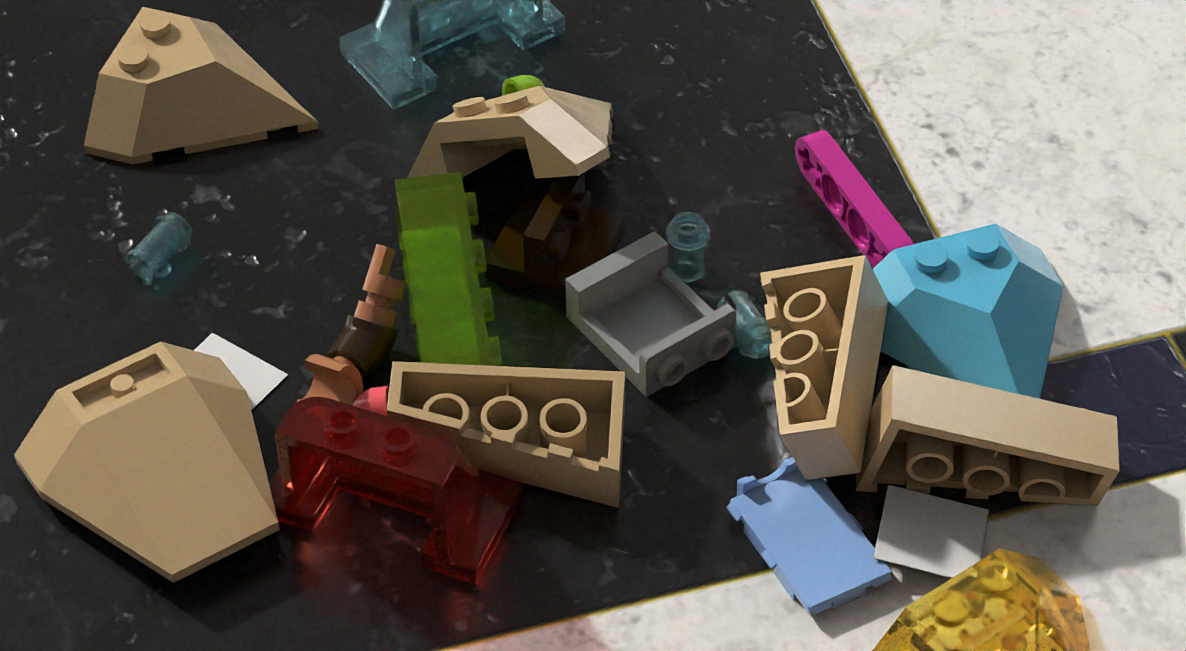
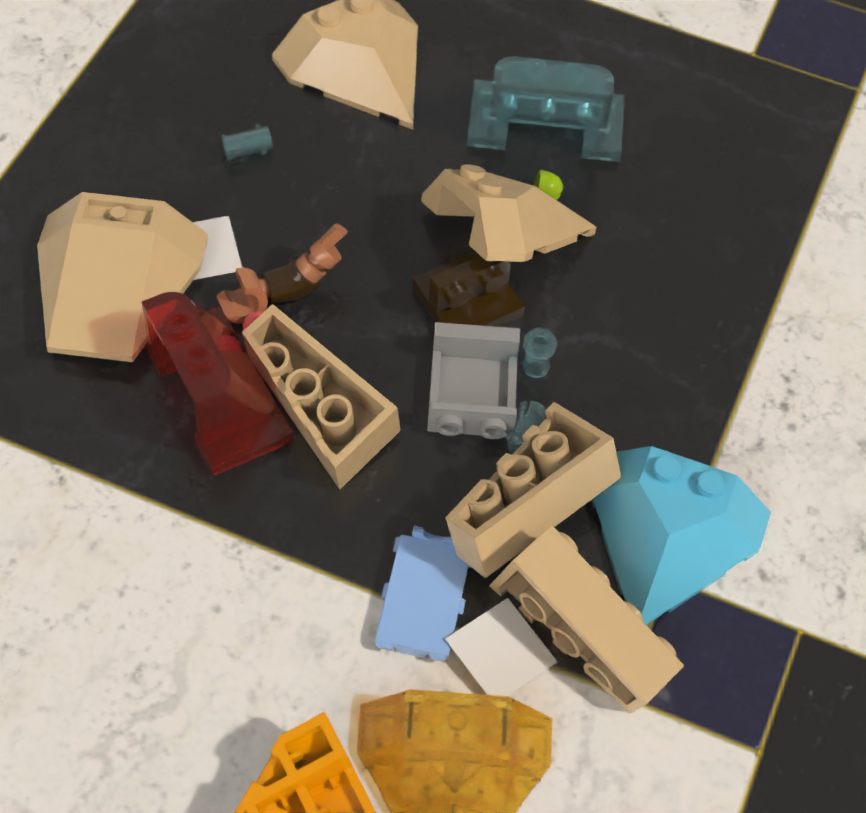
camera: 35 degrees right, 10 degrees up
(443, 271) = (366, 274): clear neon green wedge -> none
(849, 197) = (675, 391): dark pink beam -> none

